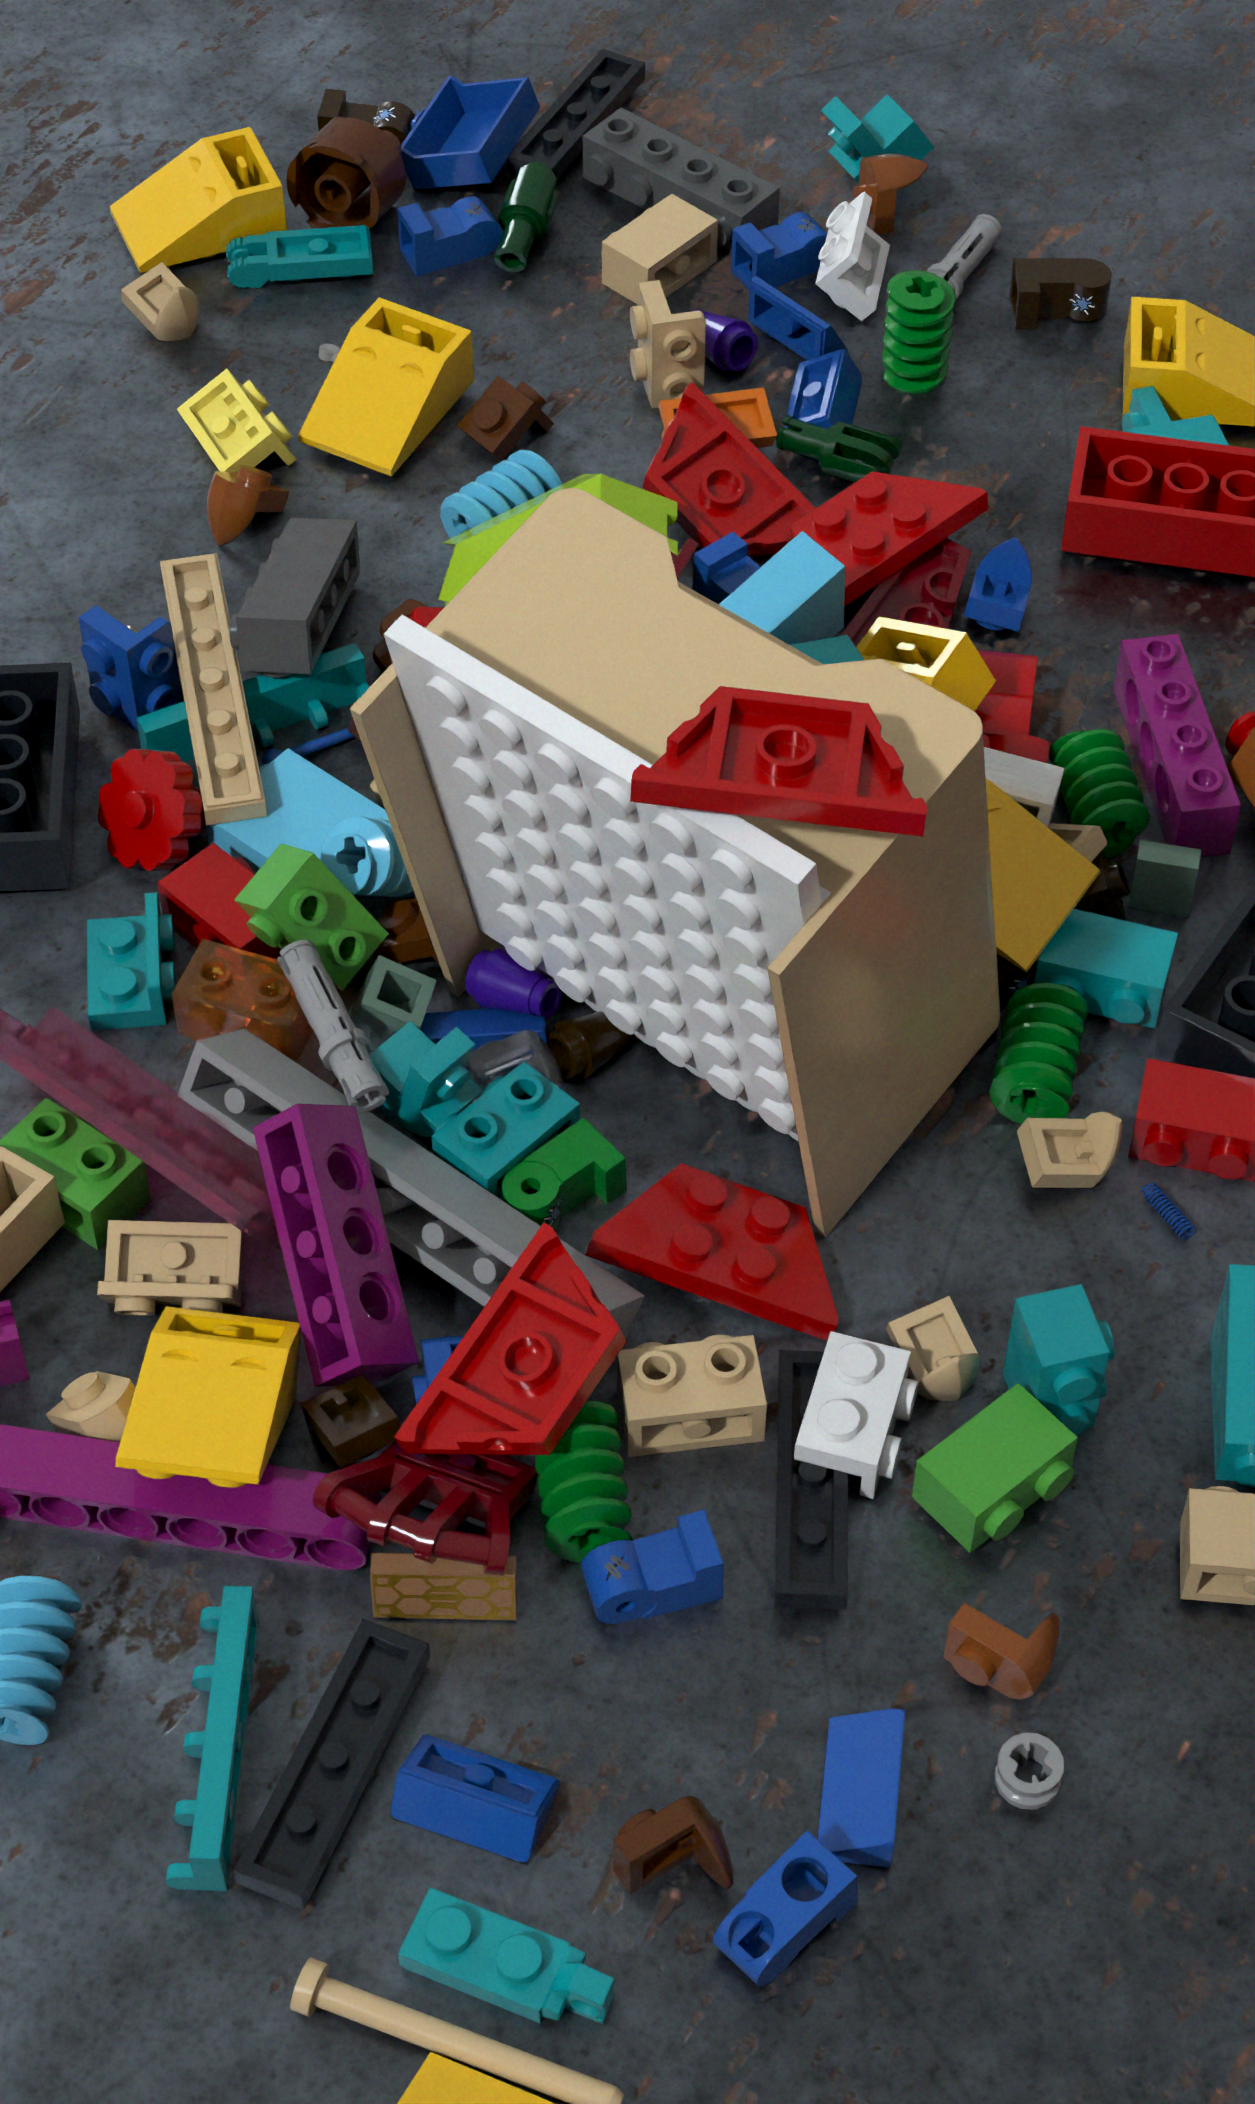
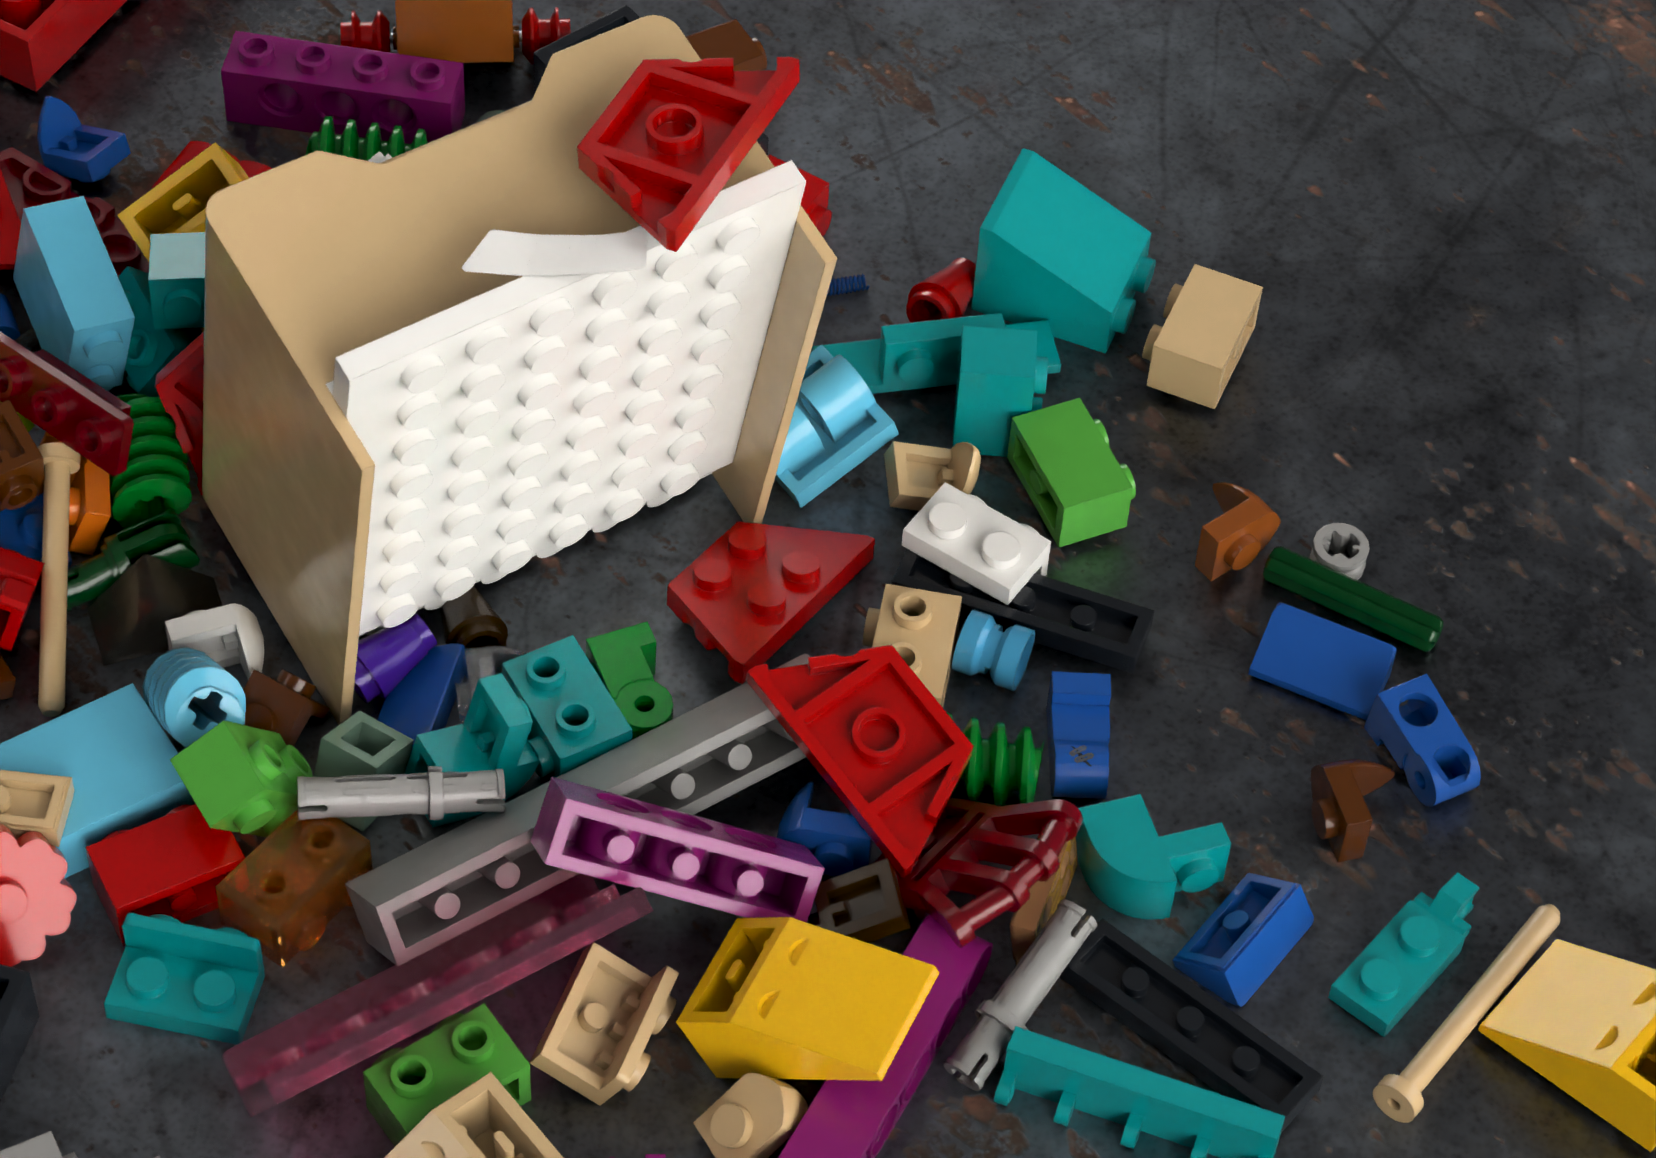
camera: 75 degrees left, 0 degrees up
(284, 1587) = (1019, 994): none -> light grey pin
(514, 1655) = (1138, 869): none -> teal brick
(597, 722) = (558, 254): none -> white sticker
(735, 1470) = (986, 647): none -> dark azure wheel
(944, 1225) = (831, 427): none -> medium azure plate
(970, 1800) = (1353, 598): none -> dark green axle
(1144, 1362) = (927, 352): none -> teal bracket
(1182, 1297) = (943, 293): none -> red cone

